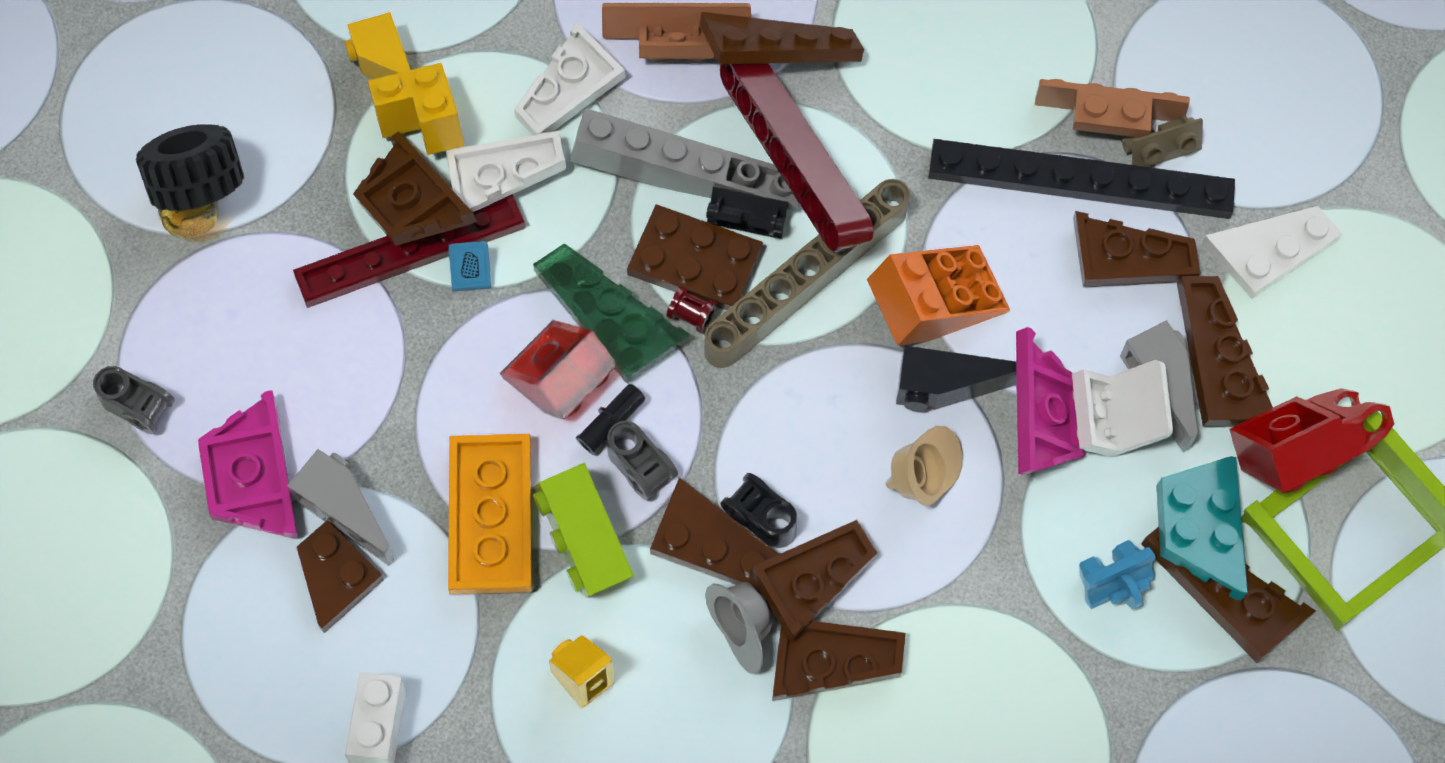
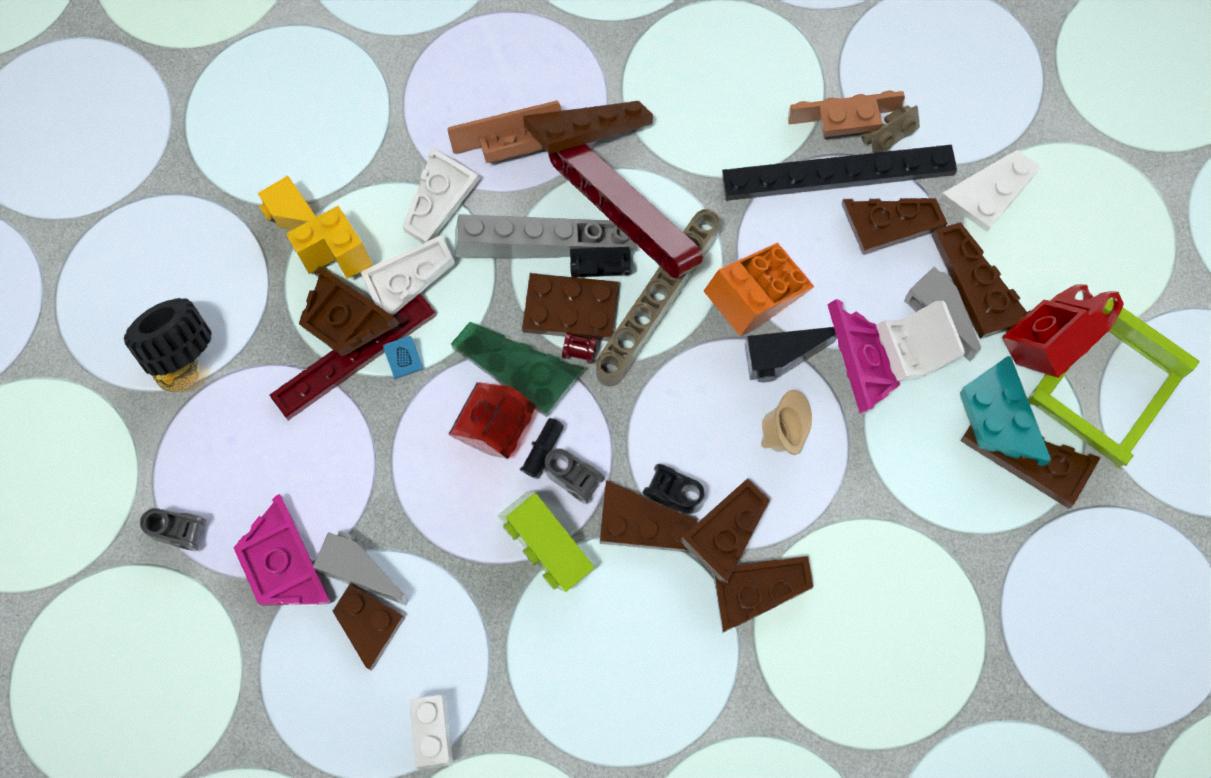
camera: 10 degrees left, 5 degrees up
(490, 514) = (471, 546): light orange plate -> none
(582, 669) = (574, 649): yellow slope -> none
(742, 619) = (685, 578): light grey piece -> none
(1119, 580) = (953, 475): dark azure hips -> none

